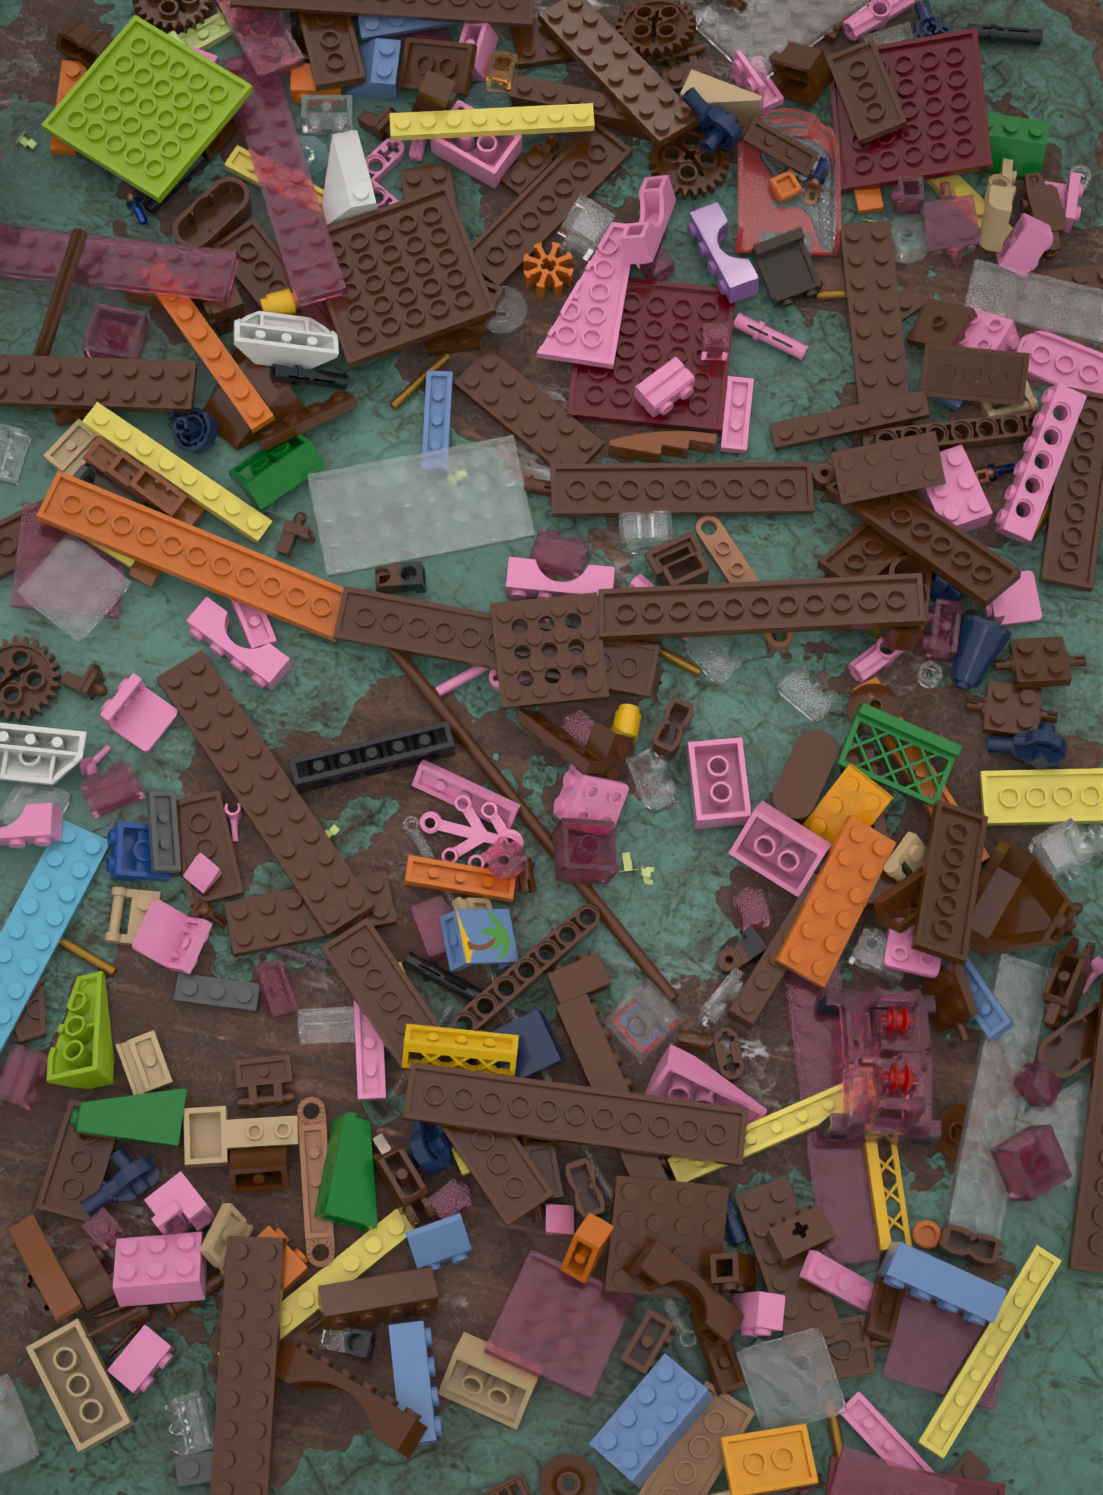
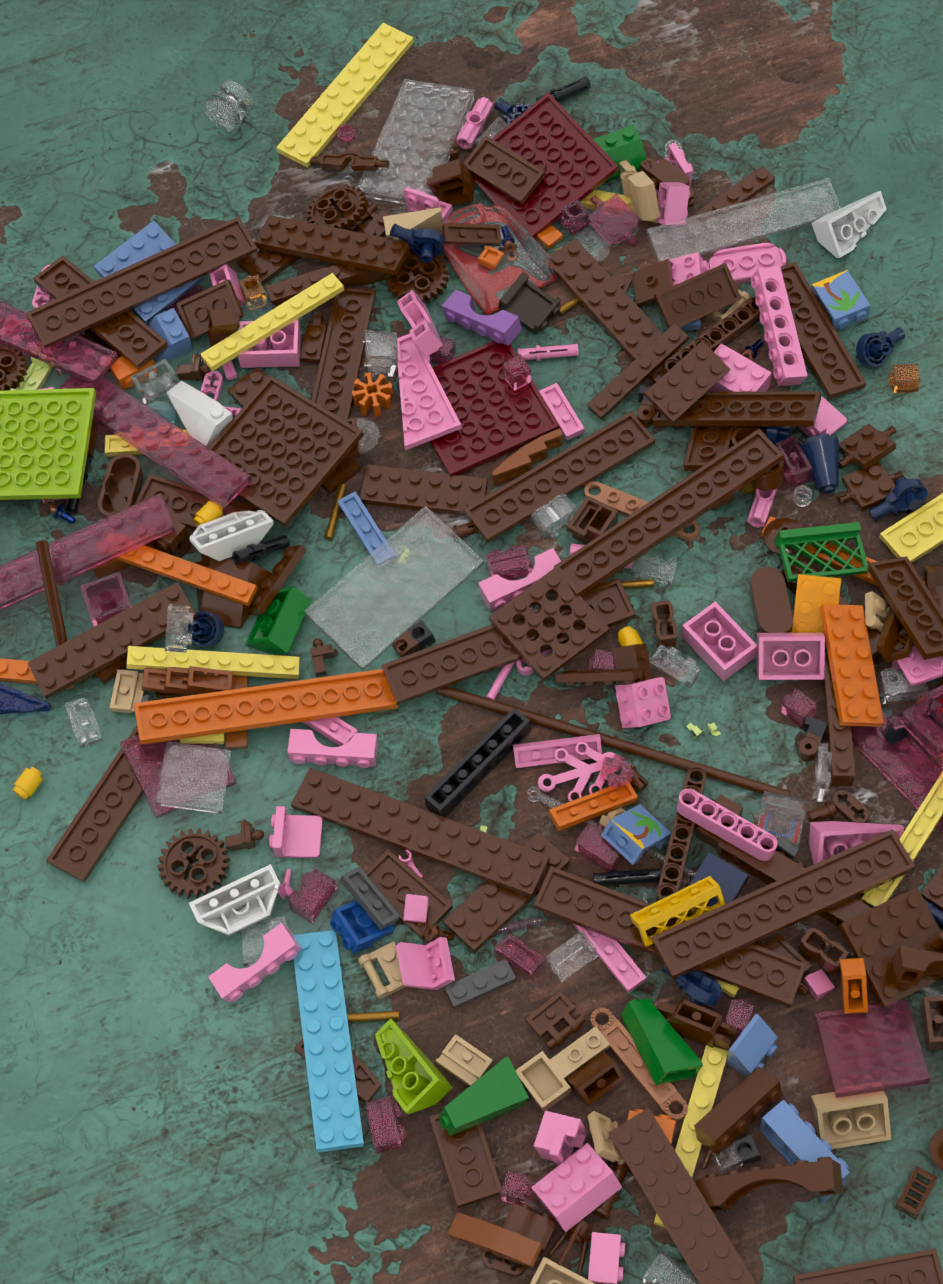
camera: 25 degrees left, 10 degrees down
(130, 1183) = (513, 1145): dark blue pin -> none
(158, 413) = (177, 628): none -> clear brick
(576, 1005) = (730, 834): none -> bright pink beam
(585, 851) = (664, 735): clear pink brick -> none
(626, 1052) = (787, 847): none -> dark grey plate
(665, 387) = (504, 419): bright pink brick -> none
(807, 694) = (733, 555): clear plate -> none

